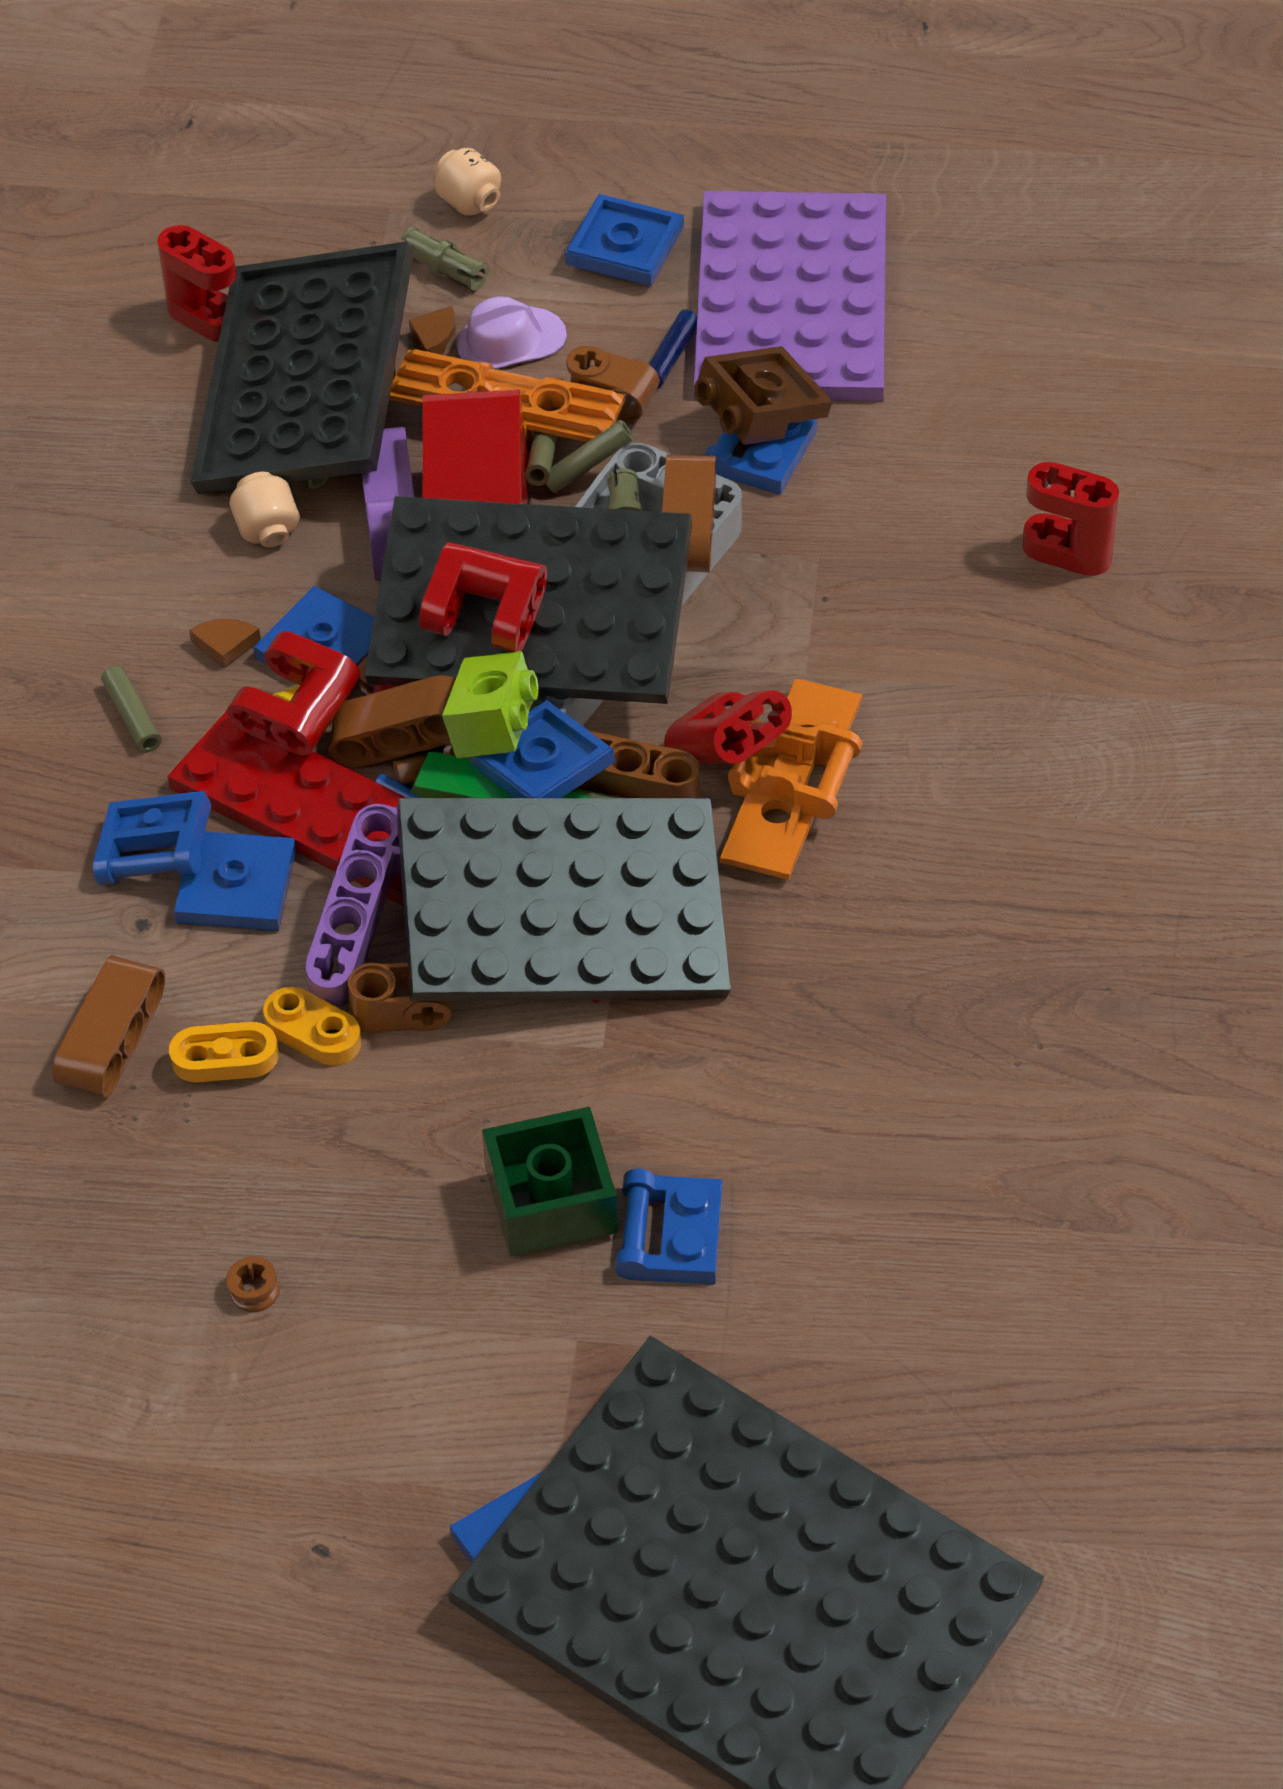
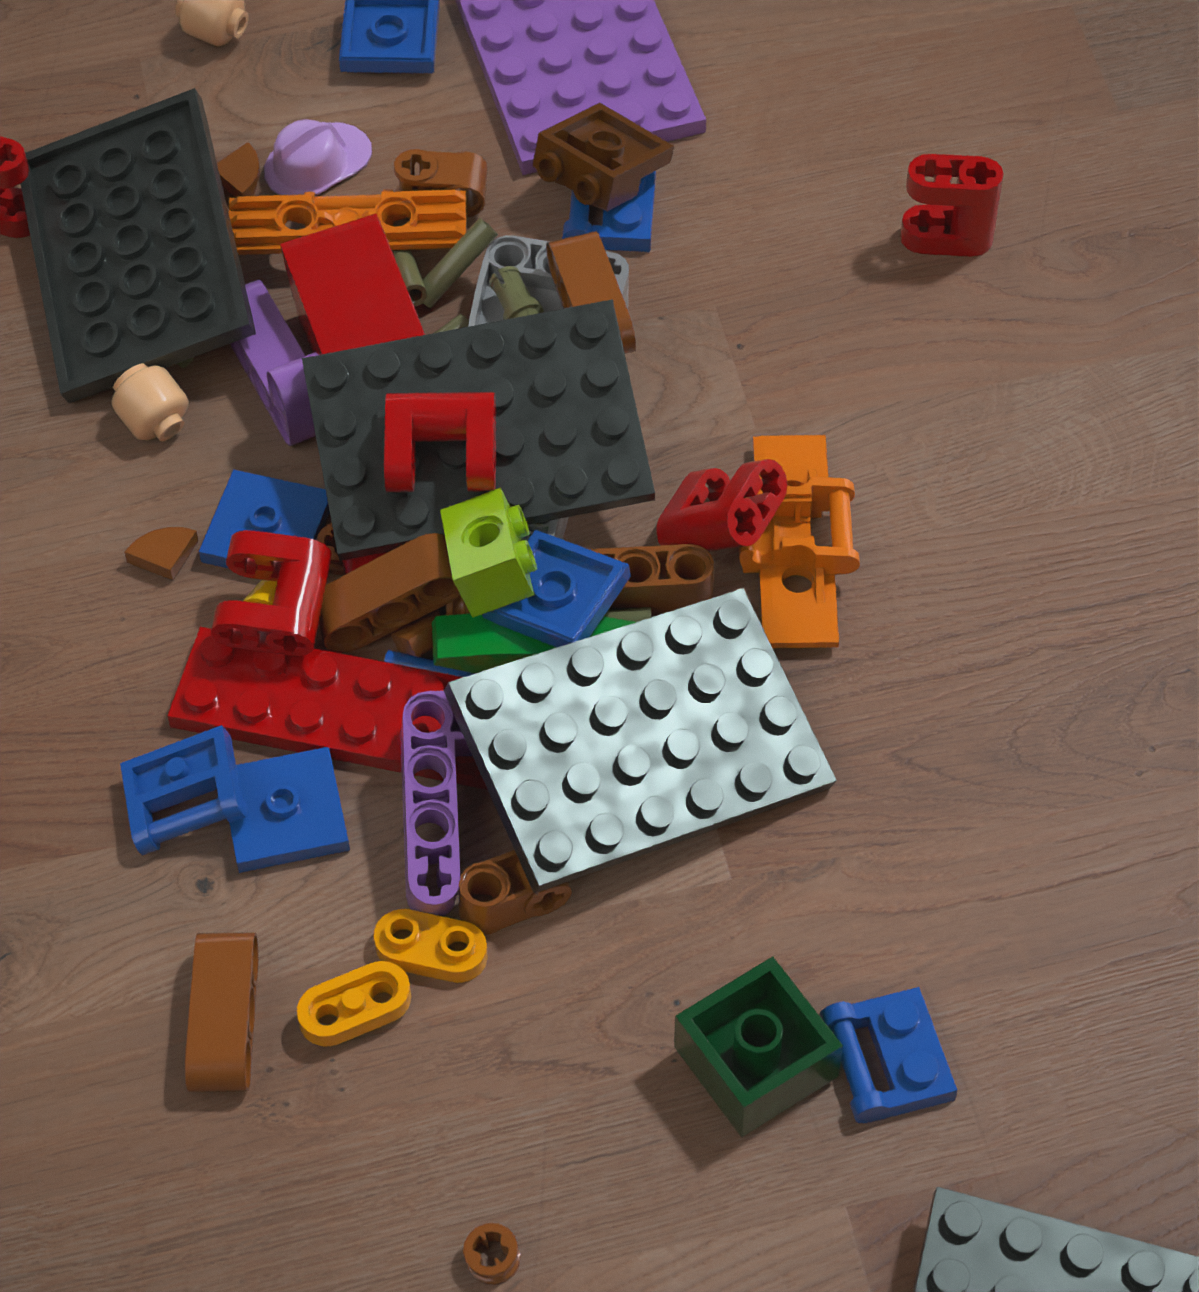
camera: 20 degrees left, 5 degrees up
(131, 709) = (97, 653): olive piece -> none
(445, 259) = (221, 96): olive pin -> none
(673, 344) = (482, 124): clear blue piece -> none

